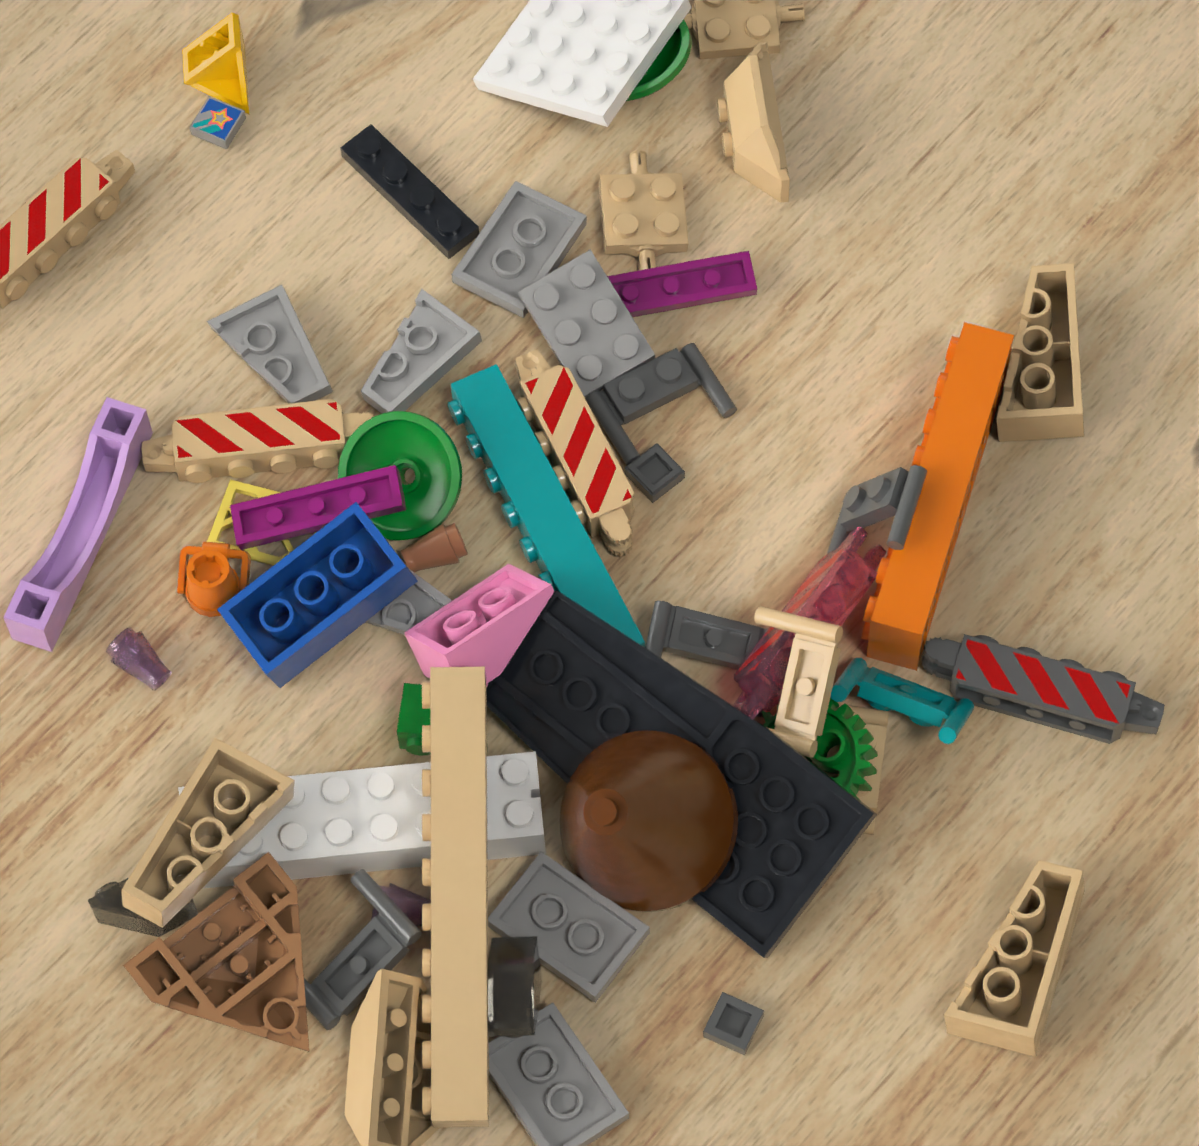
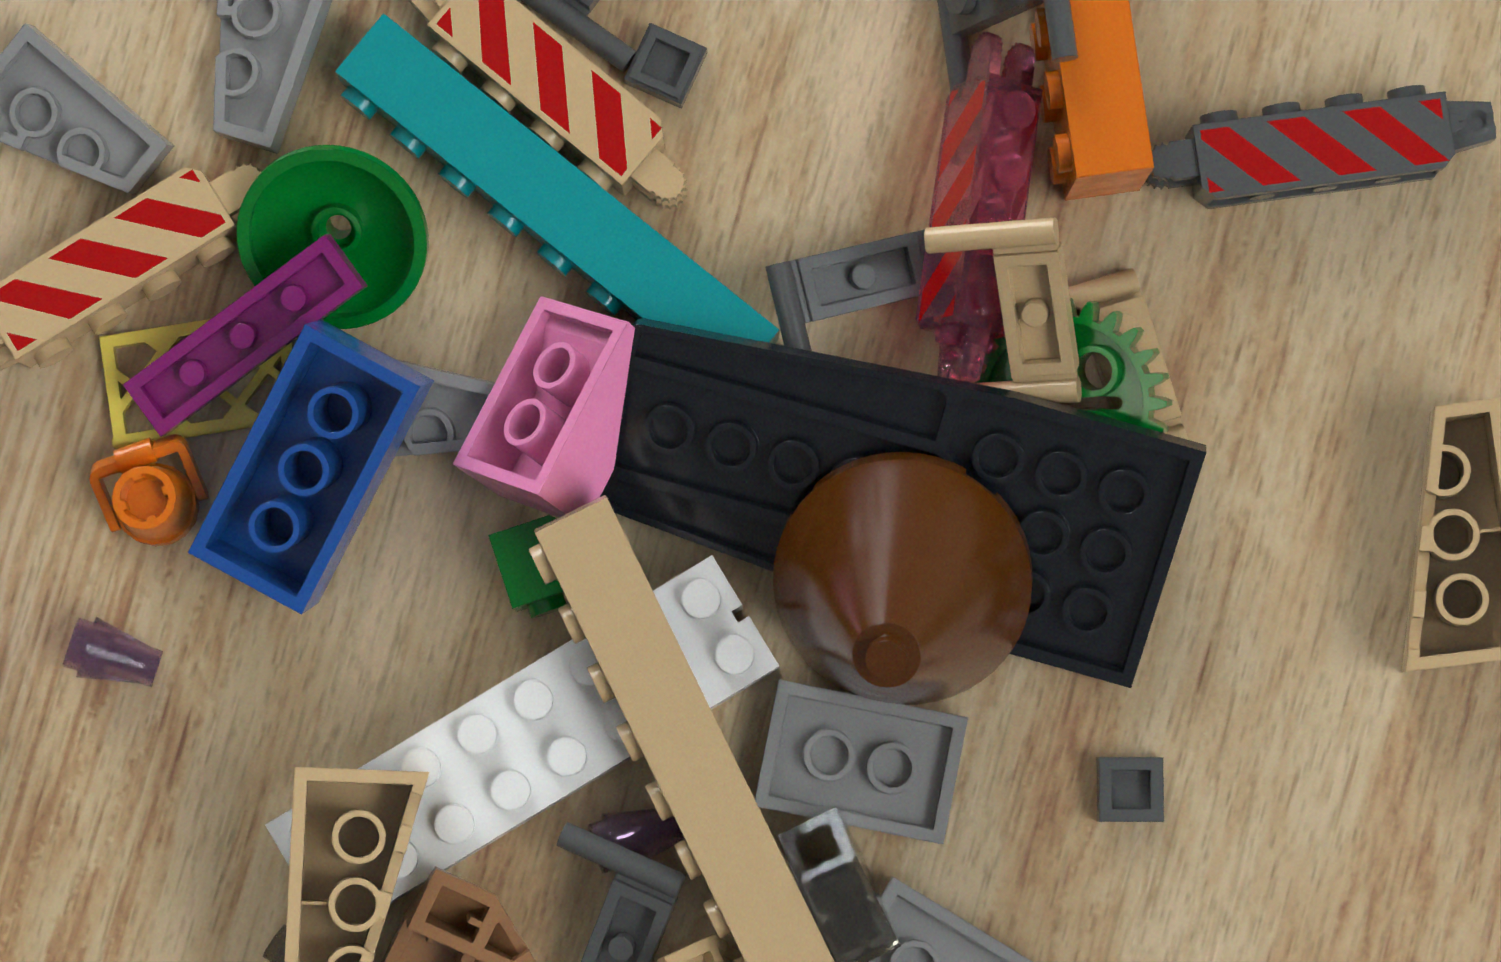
camera: 25 degrees left, 20 degrees up
(436, 549) = (429, 314): nougat cone -> none
(892, 692) = (1155, 243): teal plate -> none

